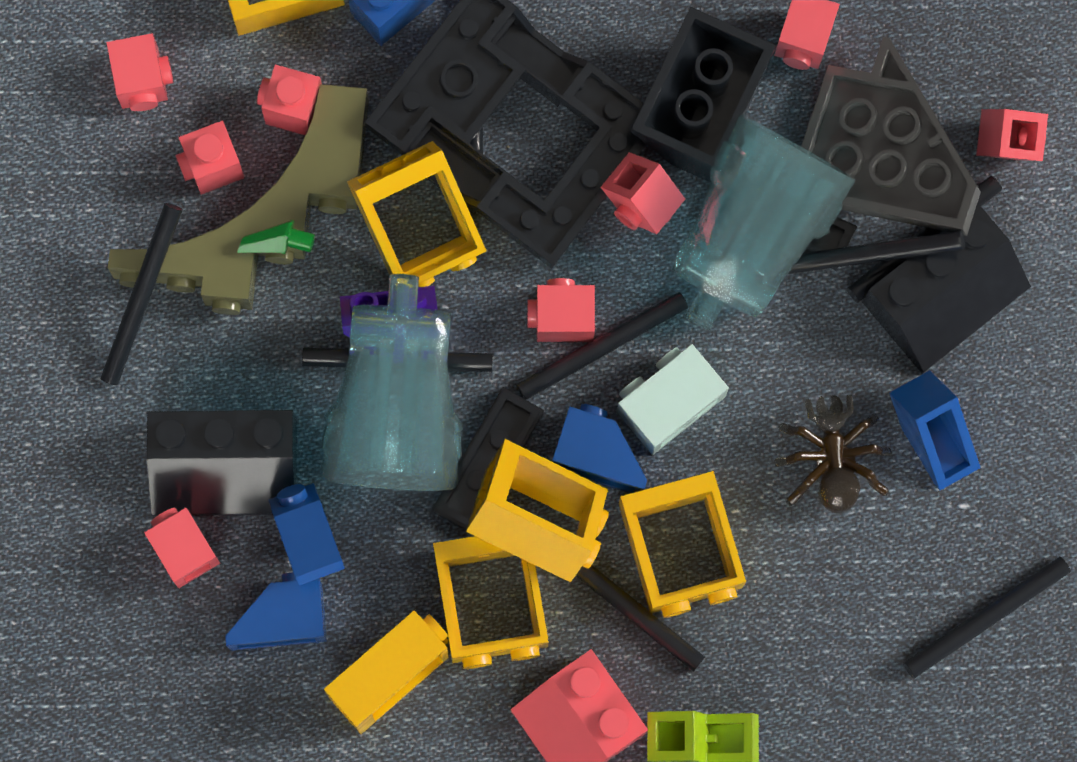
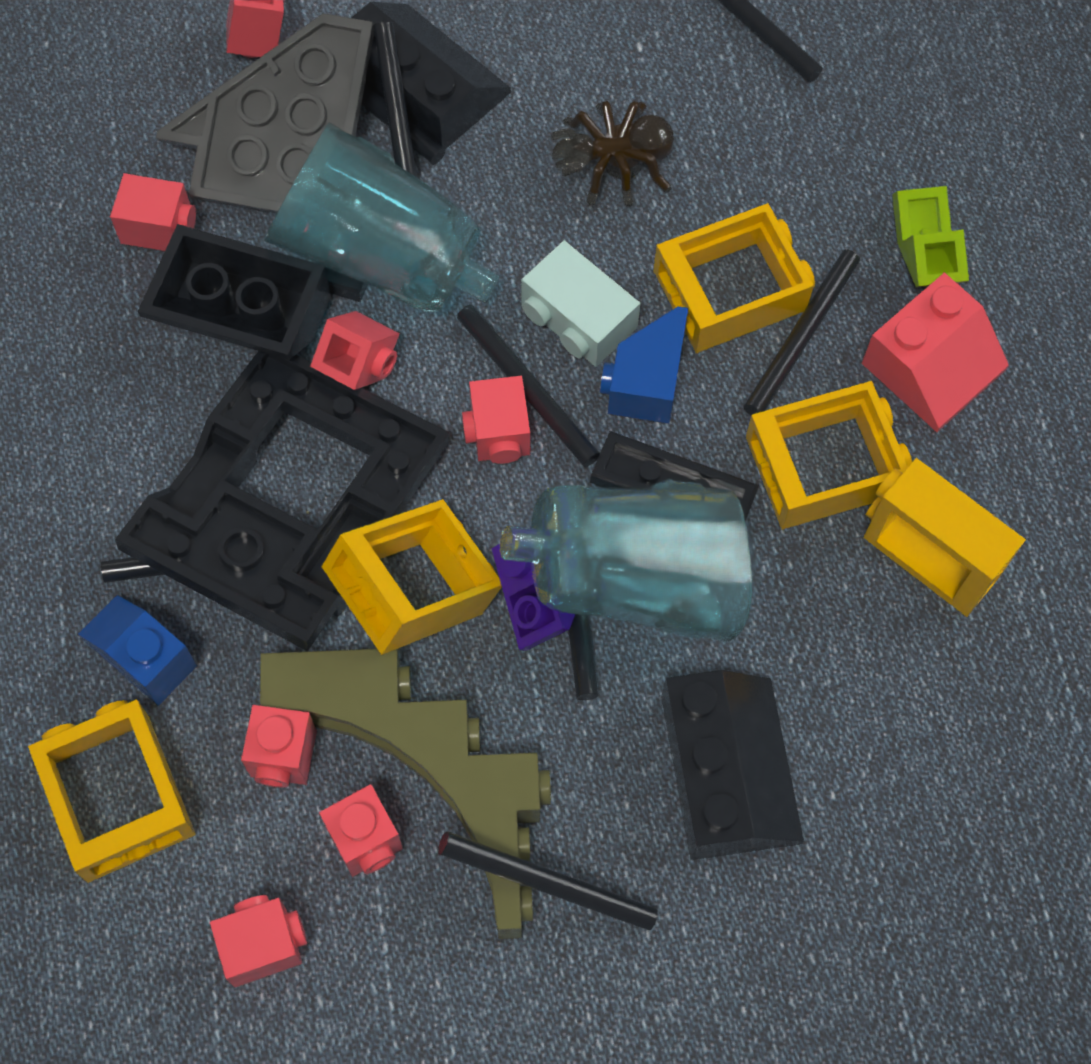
camera: 95 degrees left, 10 degrees down
(181, 546) = (842, 790): coral brick -> none
(277, 240) = (463, 725): green bar -> none
(282, 617) = (896, 669): blue slope -> none
(305, 533) = (807, 643): blue slope -> none
(530, 535) = (758, 434): yellow window -> none
(935, 428) = (567, 65): blue slope -> none

